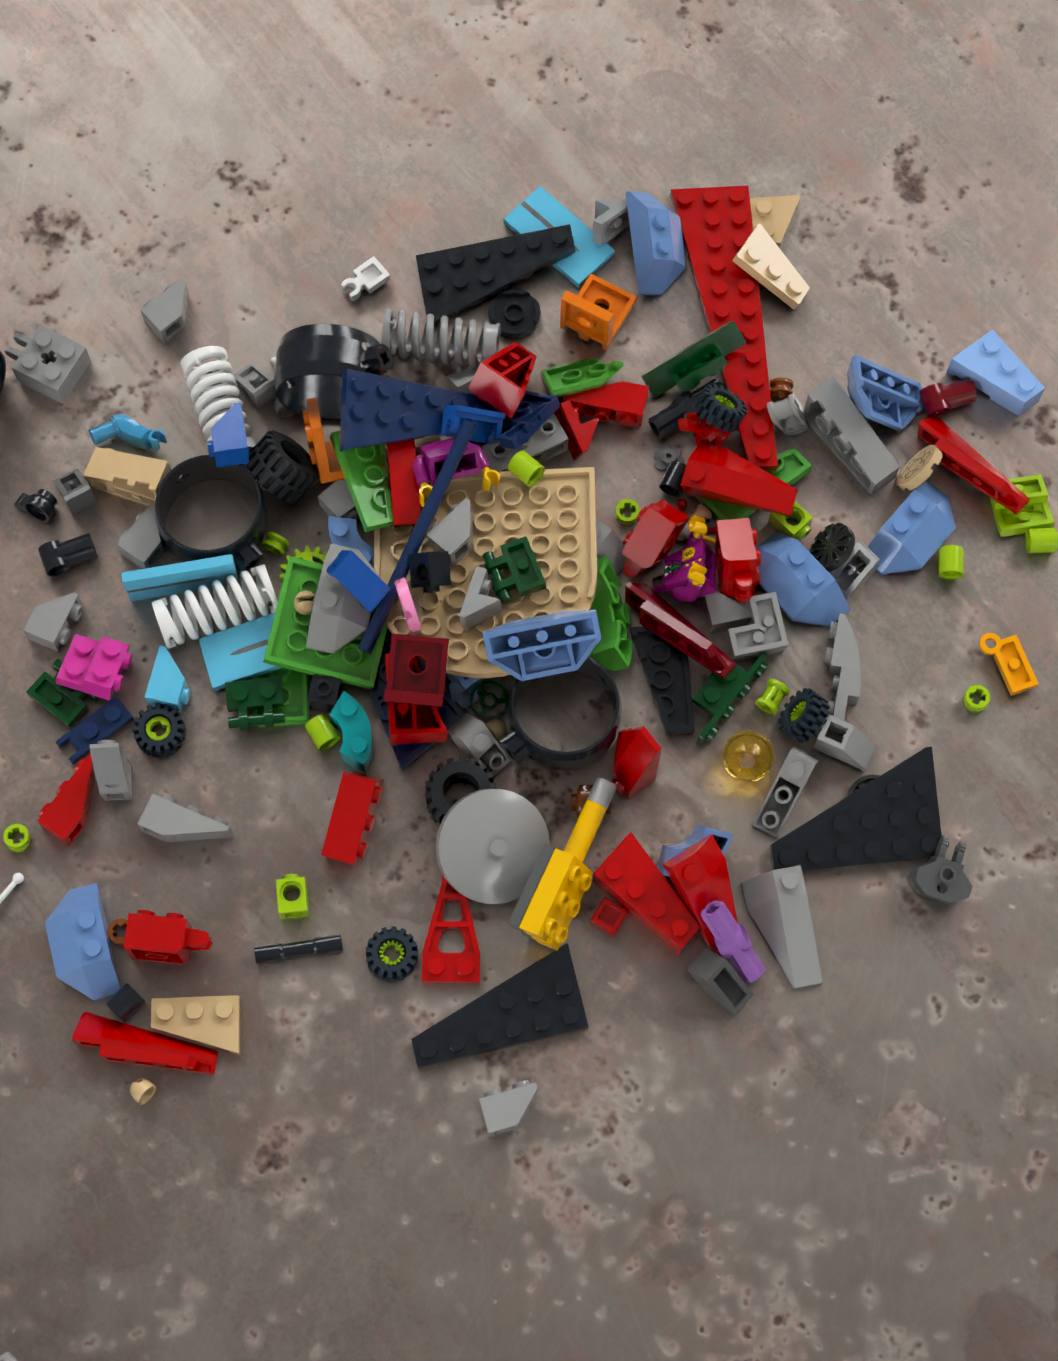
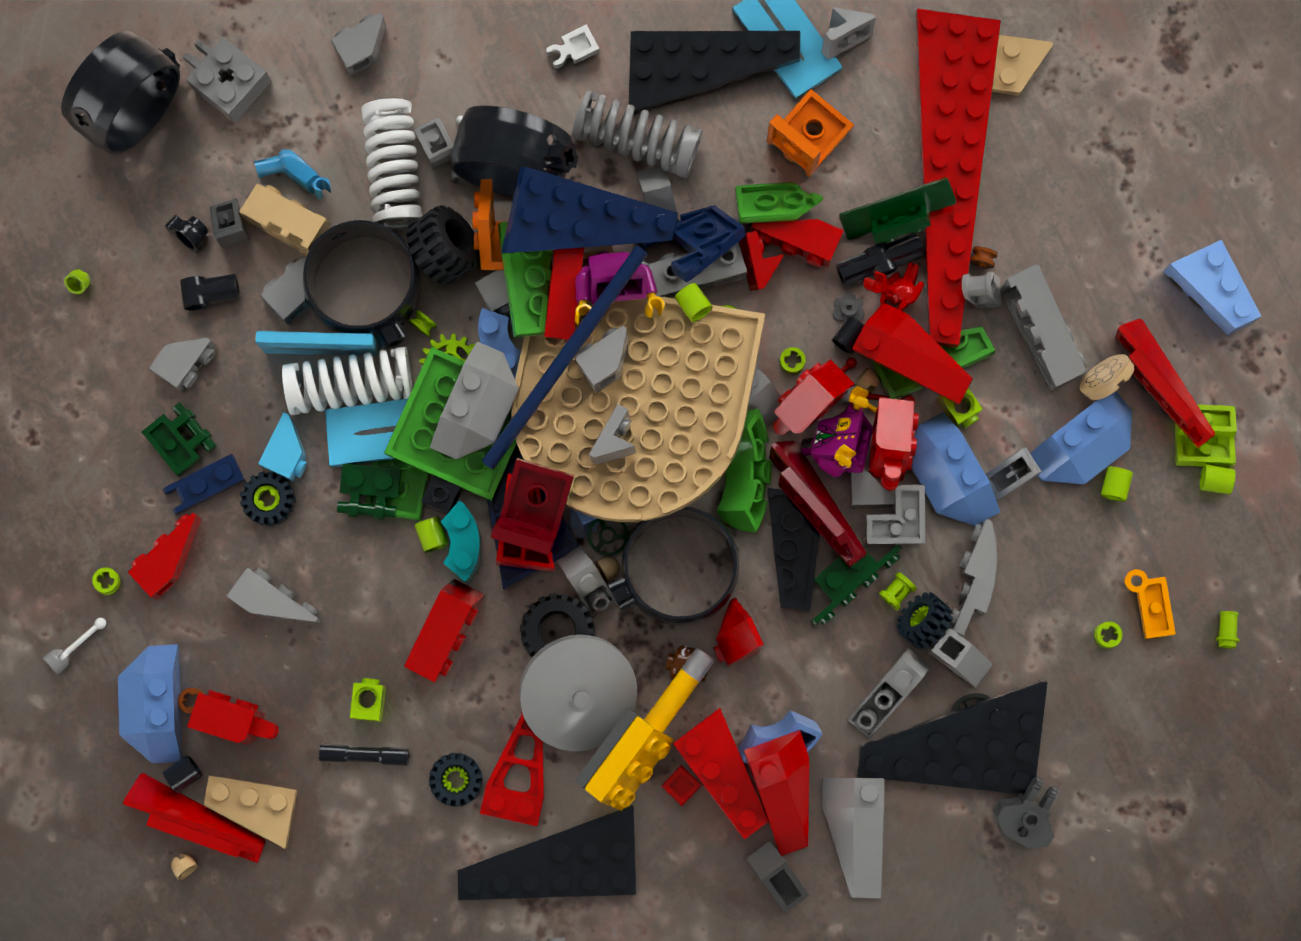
camera: 15 degrees right, 10 degrees up
(94, 666) = (214, 419): dark pink plate -> none
(111, 770) = (210, 537): light grey slope -> none
(229, 439) = (392, 210): slope -> none
(304, 607) = (436, 406): tan hinge -> none
(358, 579) = (492, 394): blue hinge -> none
(408, 606) = (539, 432): bright pink tile -> none
(429, 570) = (569, 397): black brick -> none
(486, 422) = (650, 238): blue hinge -> none
(504, 378) = (693, 195): red wedge -> none
(516, 313) = (722, 116): black tile -> none
(522, 566) = (666, 412): dark green plate -> none
(543, 643) = (668, 501): medium blue wedge -> none
(655, 243) = (886, 67): medium blue wedge -> none
(720, 408) = (912, 272): black bush -> none
(733, 941) = (797, 843): medium lavender piece -> none
(754, 744) = (869, 638): clear yellow piece -> none
(770, 267) = (1002, 120): wing -> none
(833, 546) = (996, 444): pearl dark grey wheel -> none
(883, 393) = (1089, 290): medium blue wedge -> none
(941, 398) = (1149, 302): dark red piece -> none

